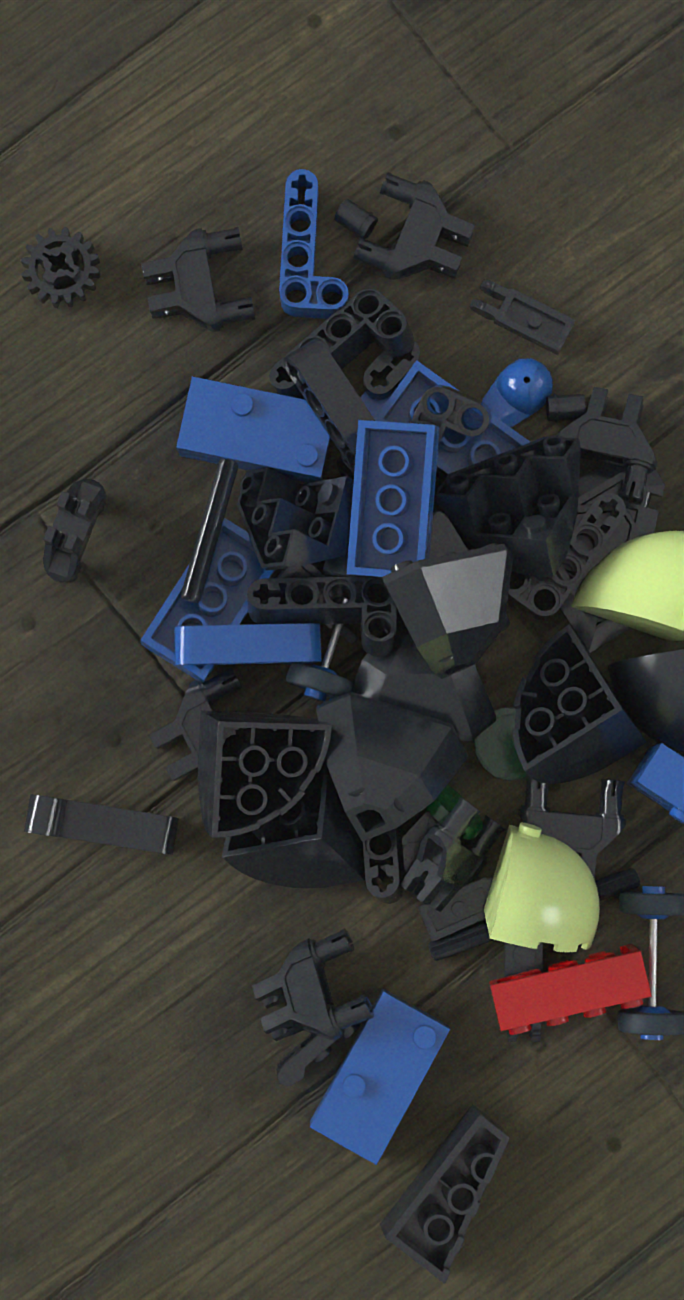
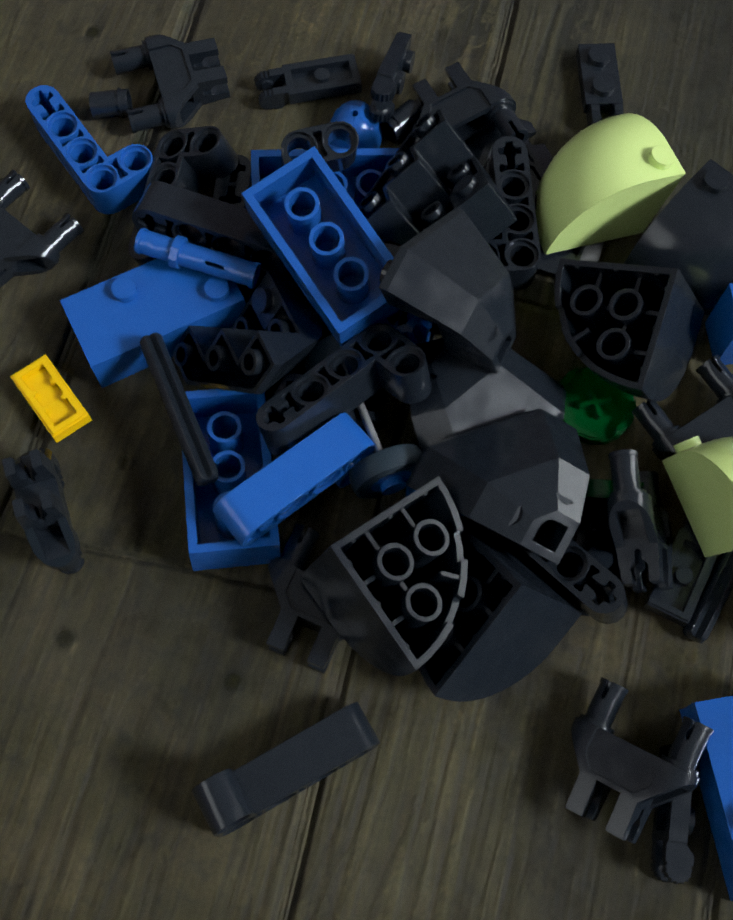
camera: 40 degrees left, 15 degrees down
(137, 440) = (51, 398): none -> yellow plate
(299, 411) = (180, 253): none -> blue pin
(581, 369) = (391, 77): none -> black hinge

